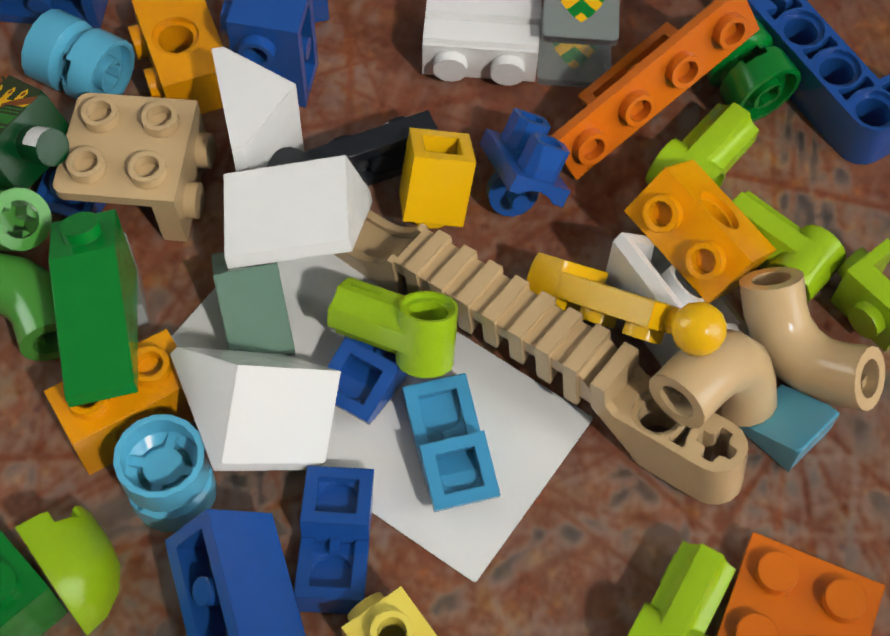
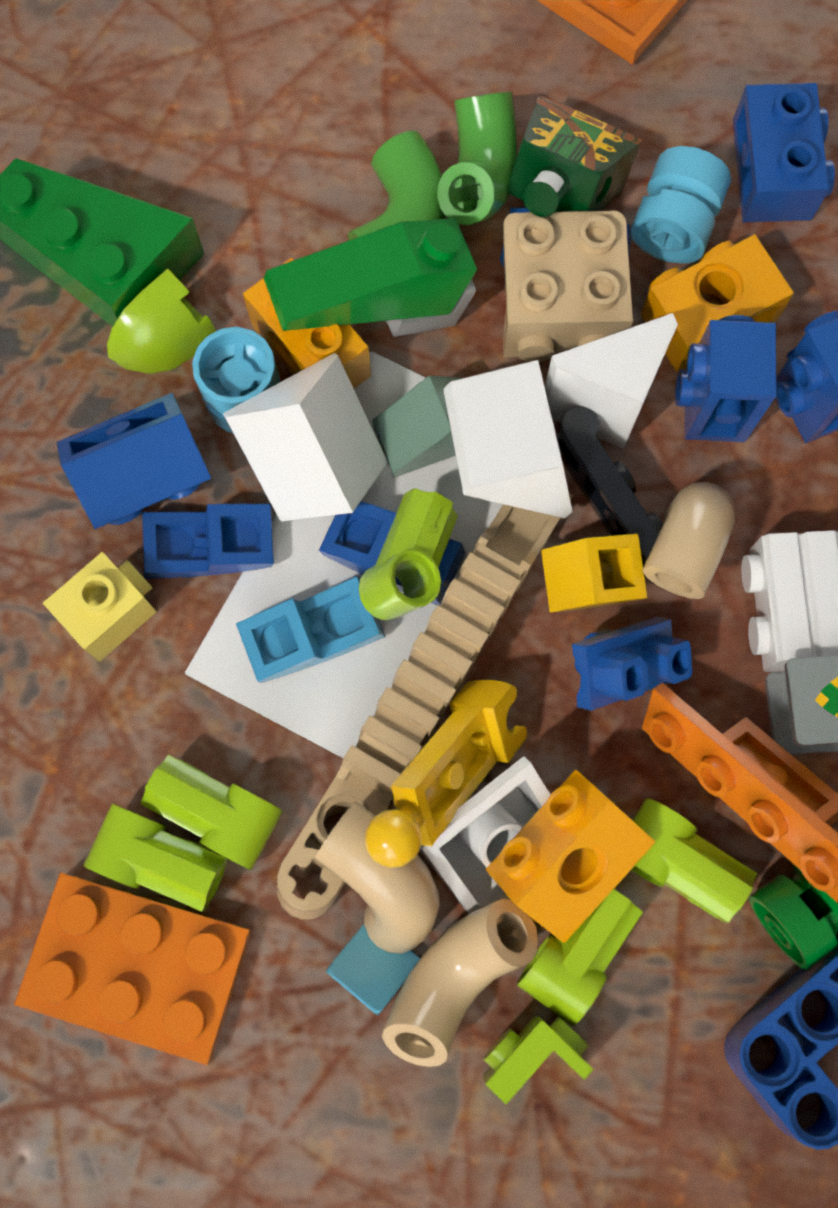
camera: 85 degrees right, 15 degrees up
(415, 82) = (691, 540): none -> tan cylinder
(636, 545) = (223, 816): none -> lime piece

